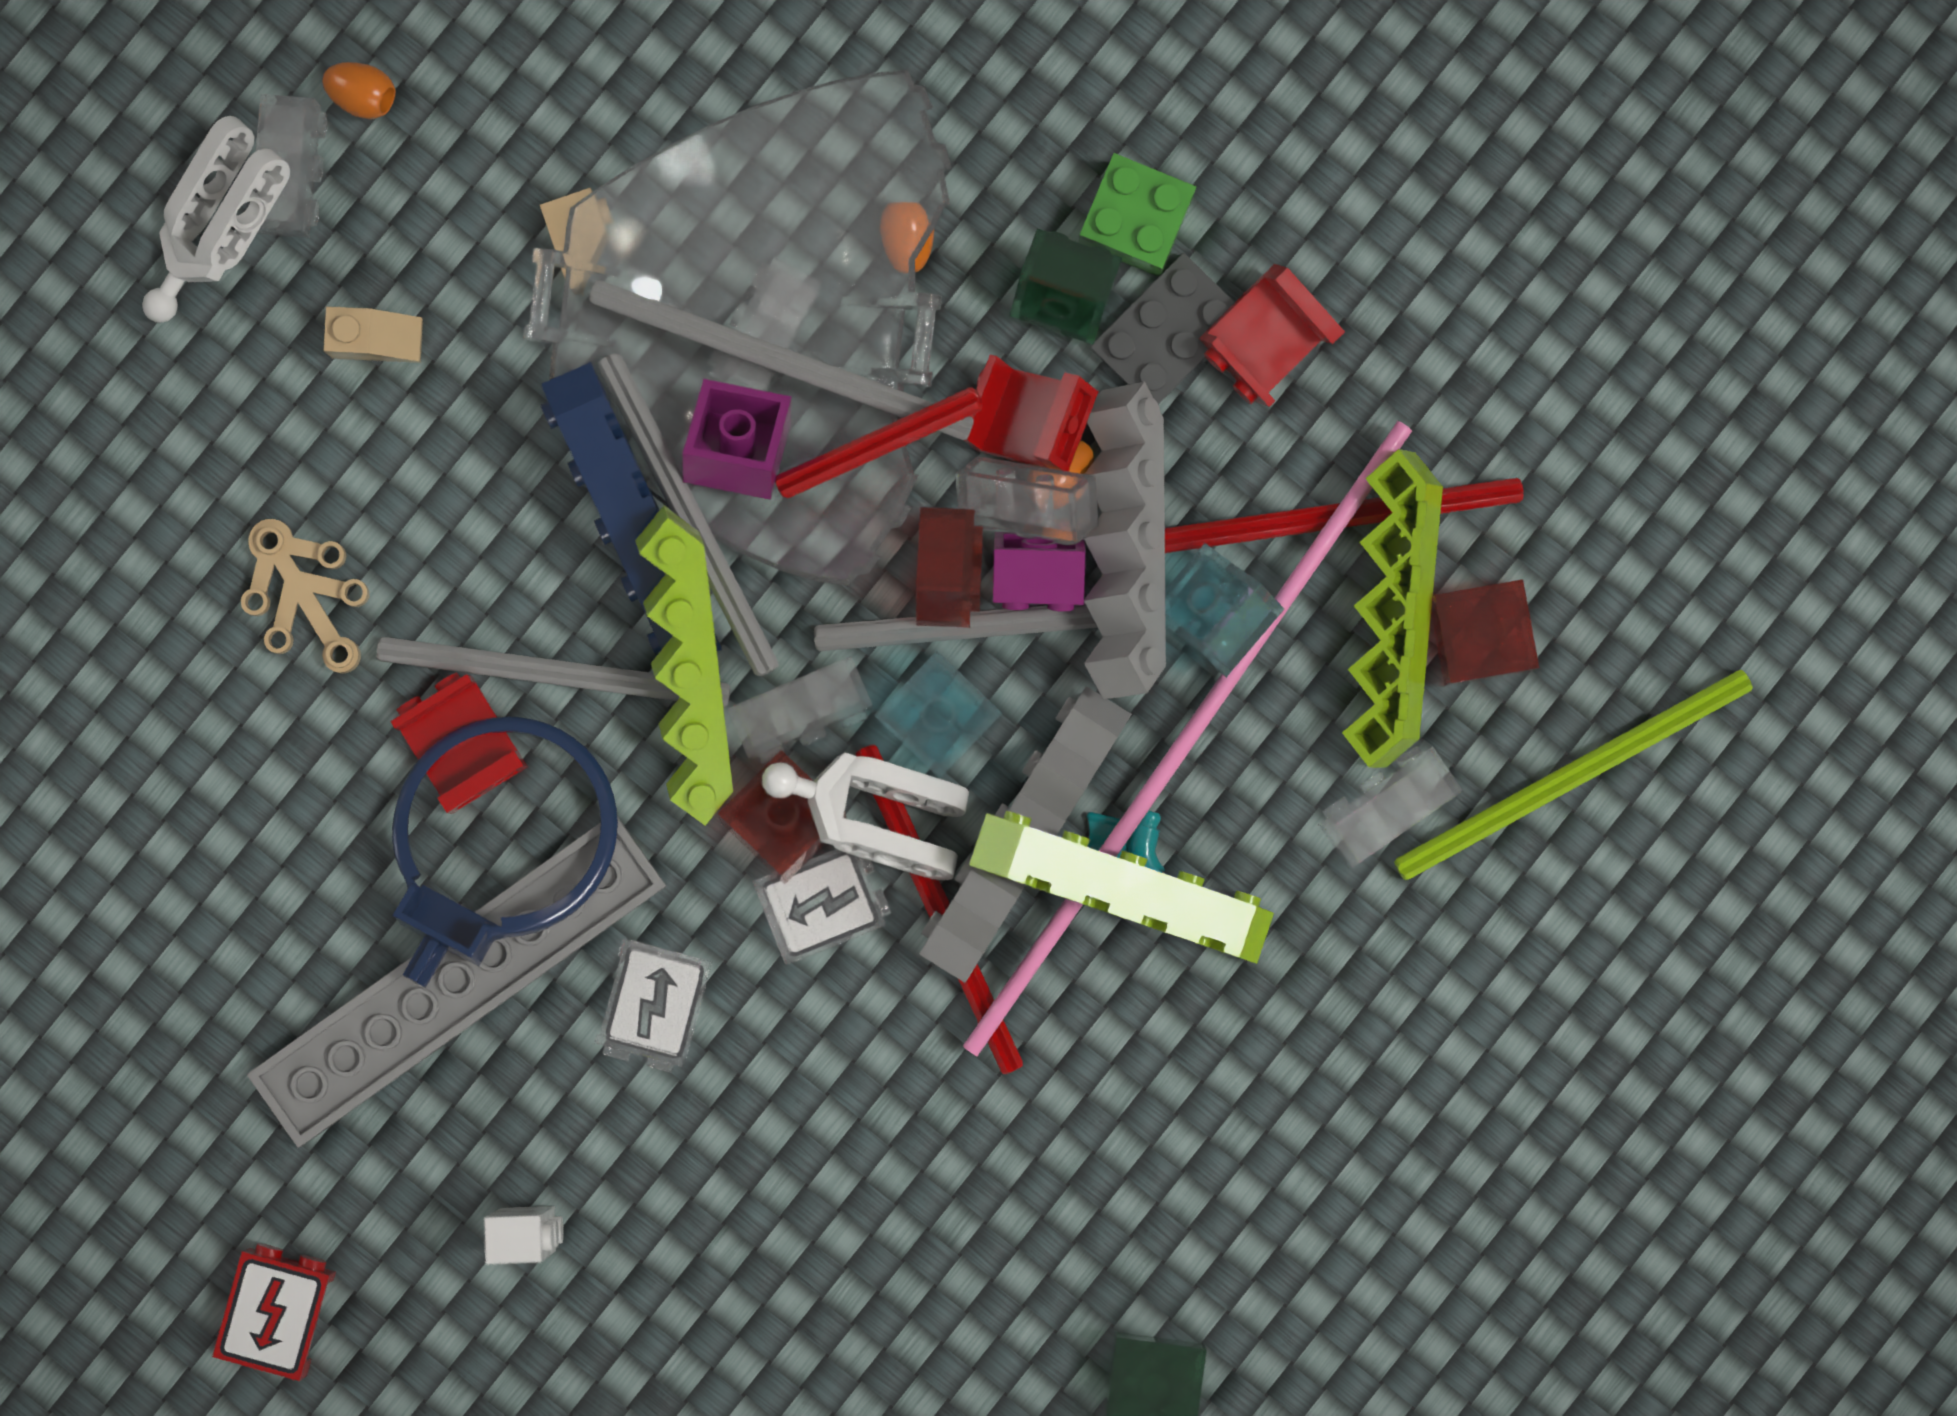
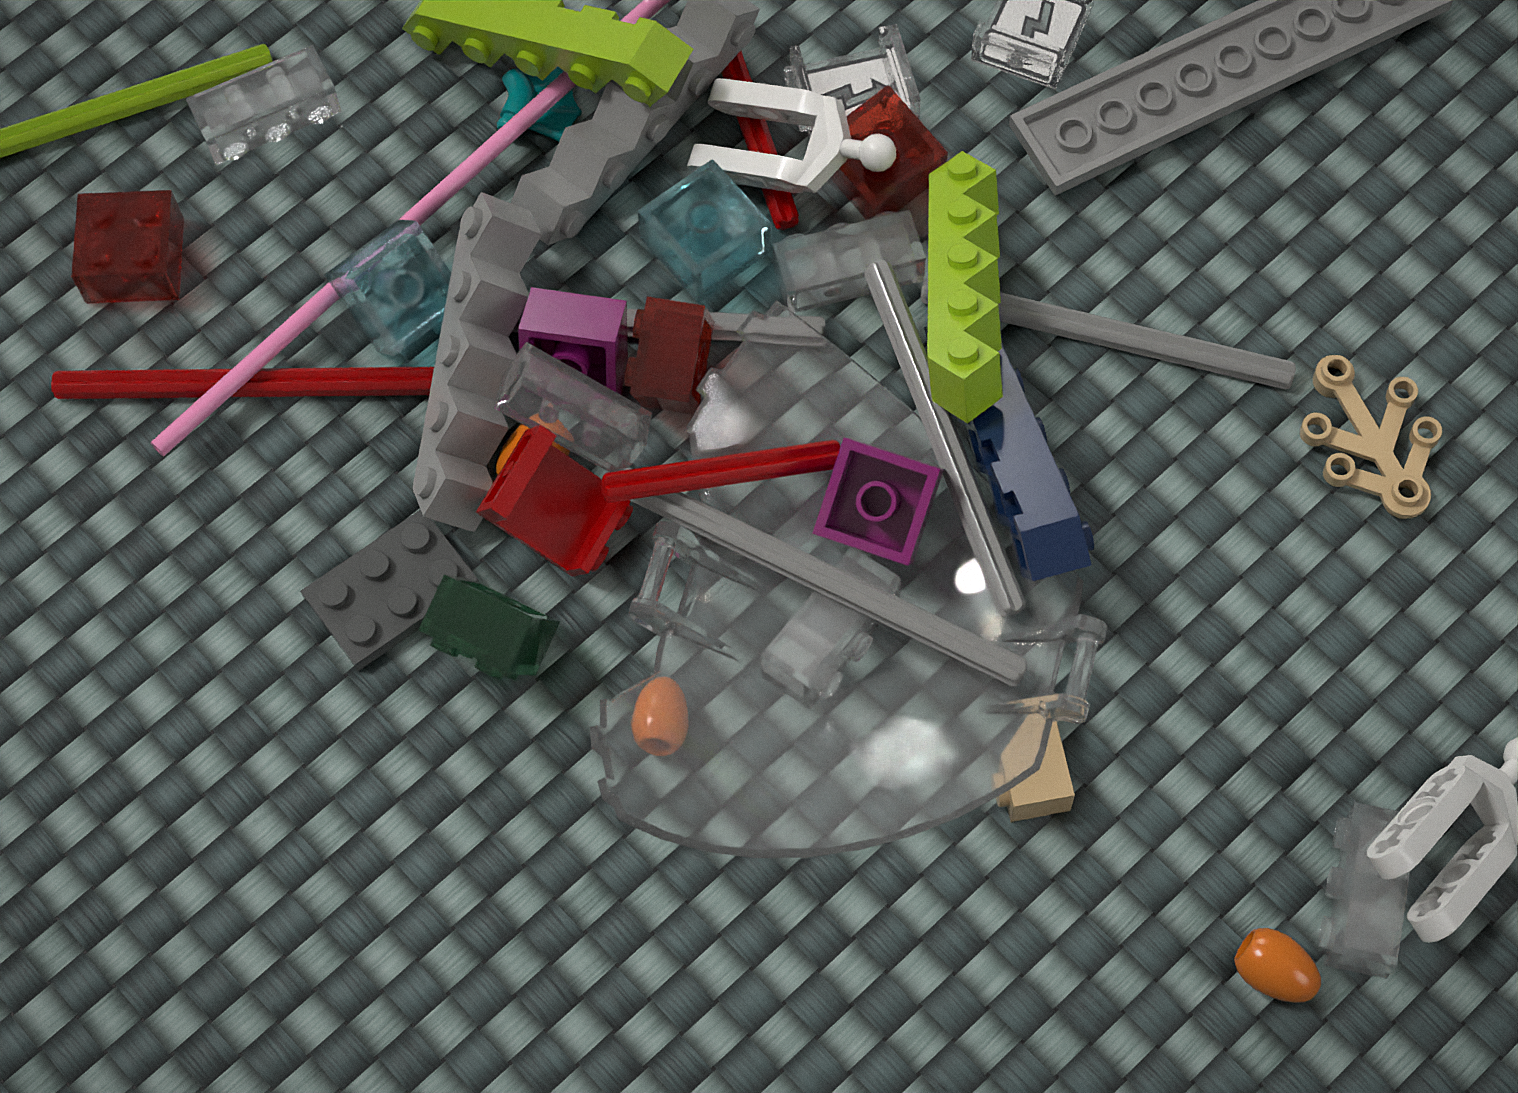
camera: 170 degrees left, 20 degrees down
(372, 335) = (1280, 689): tan slope -> none
(451, 925) = (1237, 88): dark blue brick -> none
(470, 766) = (1210, 272): red panel -> none
(1137, 214) = (397, 705): bright green brick -> none
(1268, 333) = (284, 563): red panel -> none
(1398, 609) = (210, 270): lime brick -> none

